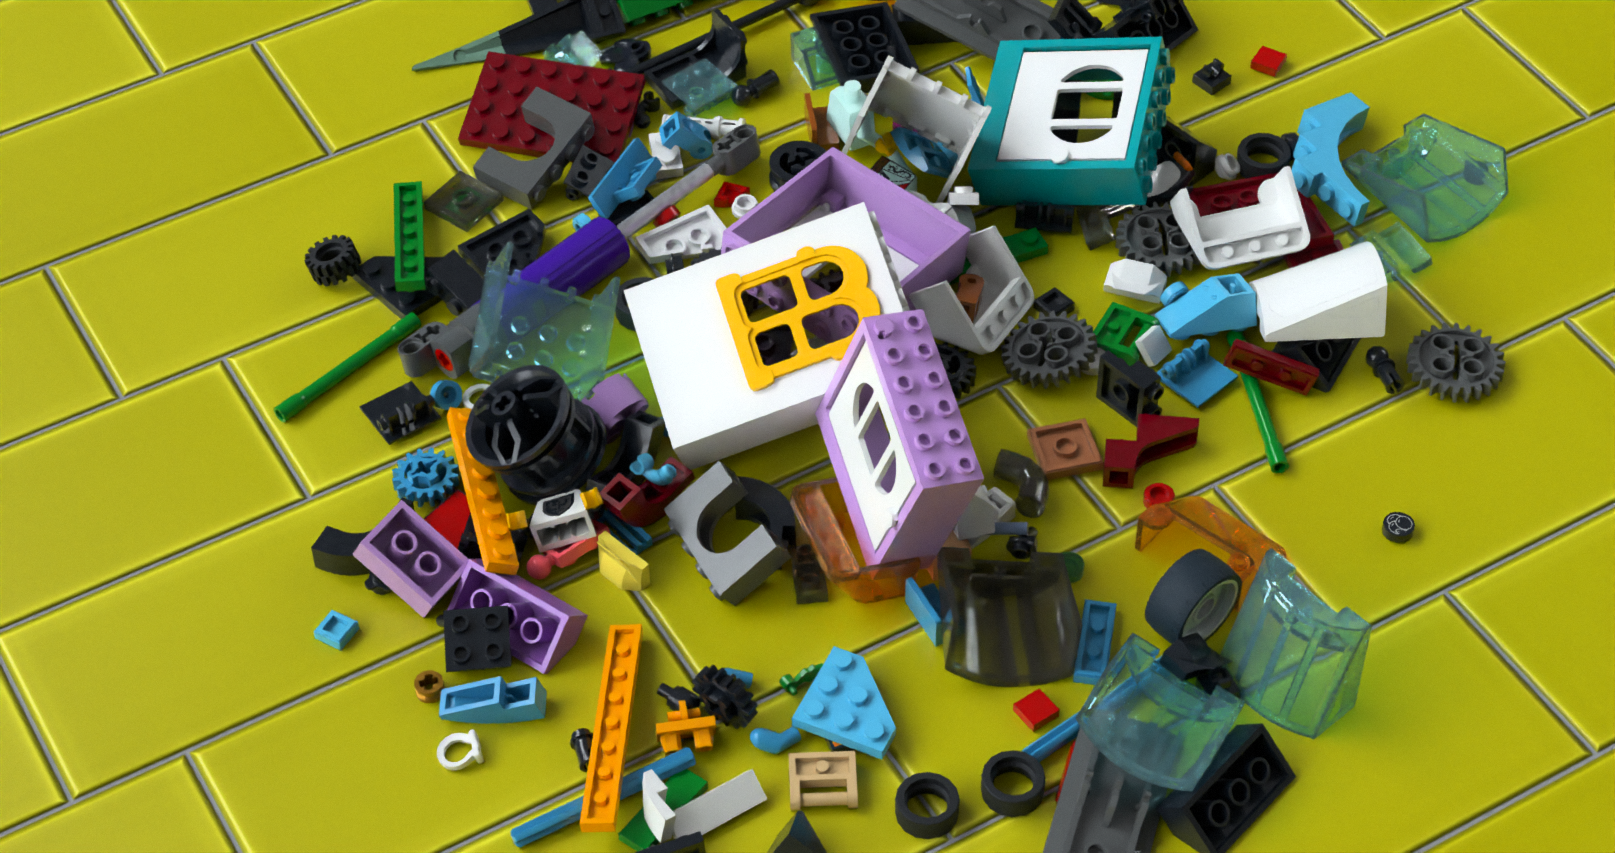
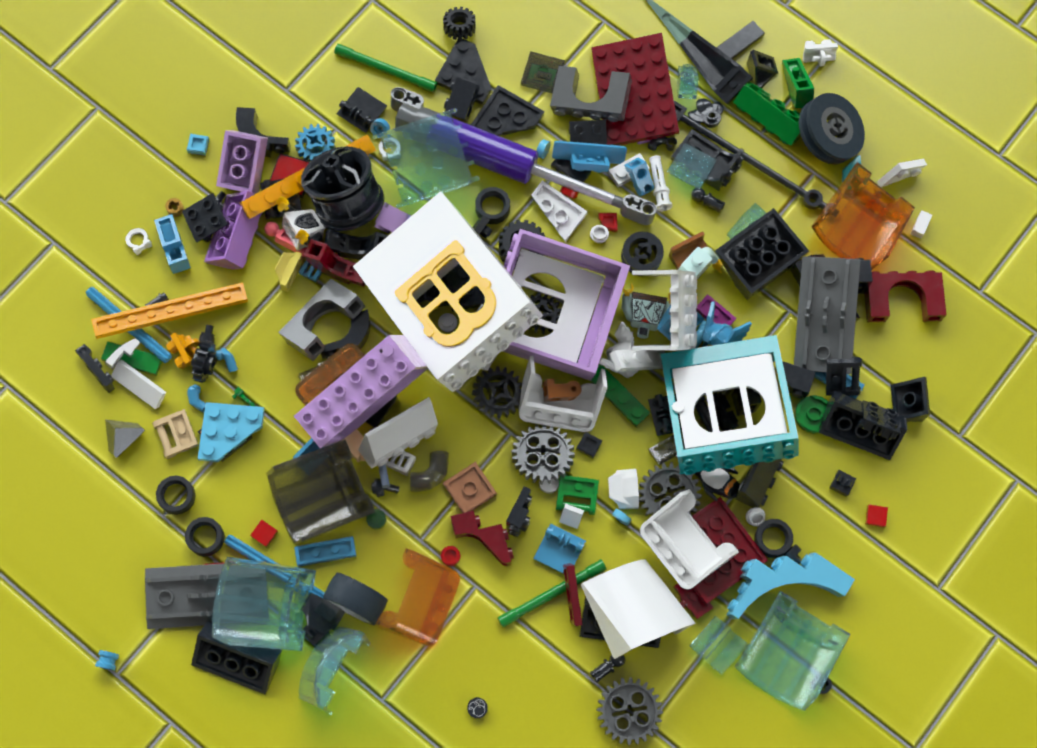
camera: 65 degrees right, 25 degrees up
(409, 237) = (491, 55): green plate -> none
(659, 477) = (353, 255): medium azure arm -> none
(674, 263) = (532, 212): black plate -> none
(1211, 307) = (609, 540): medium azure slope -> none

